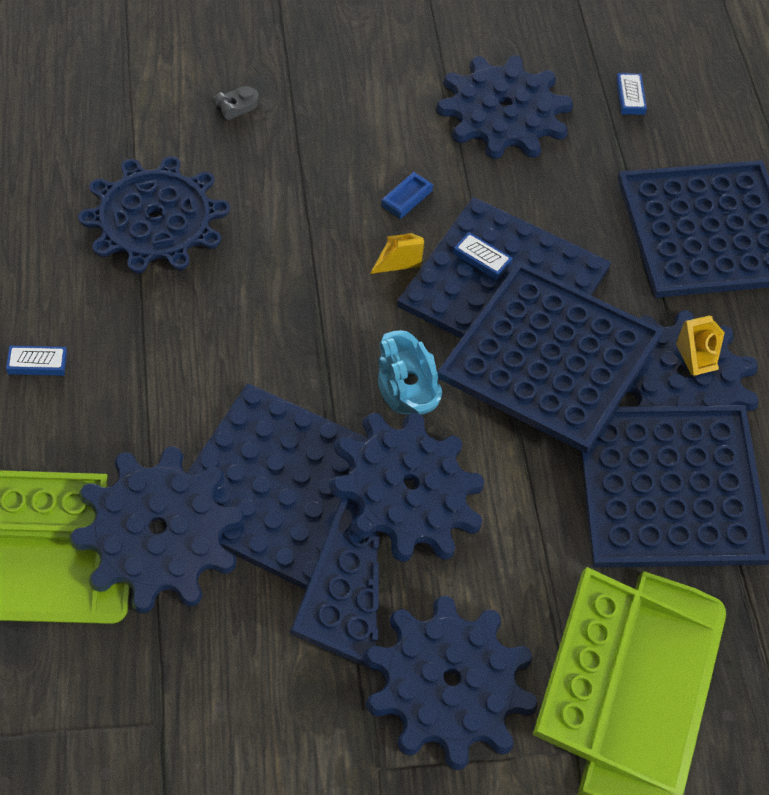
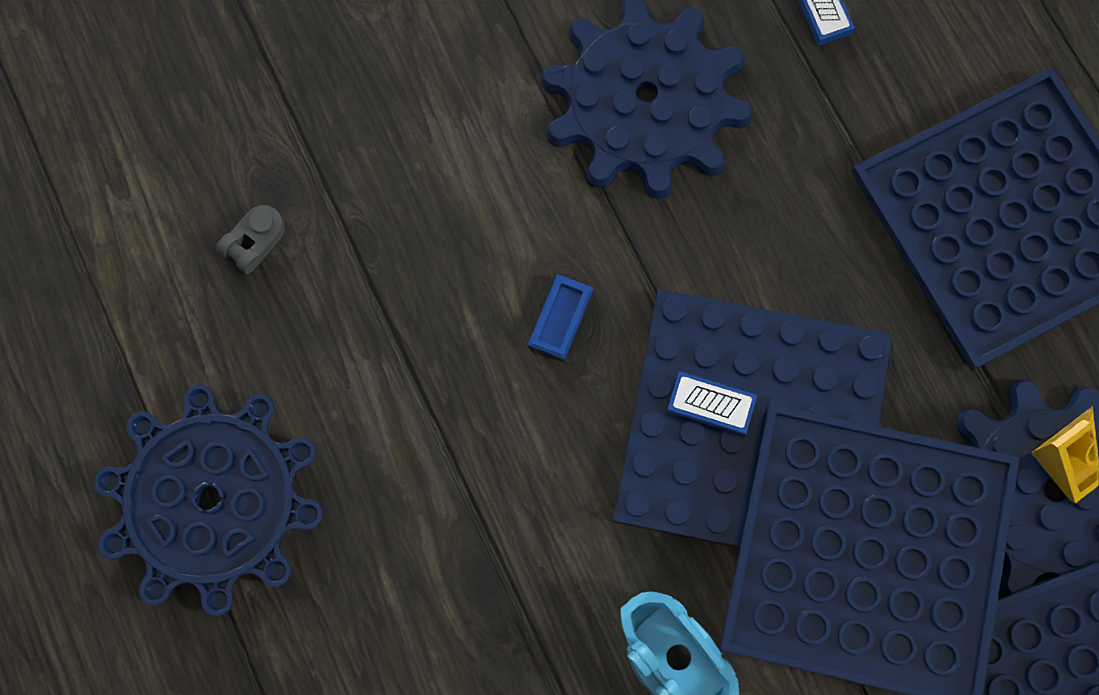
camera: 10 degrees left, 20 degrees up
(400, 253) = (584, 428): yellow slope -> none

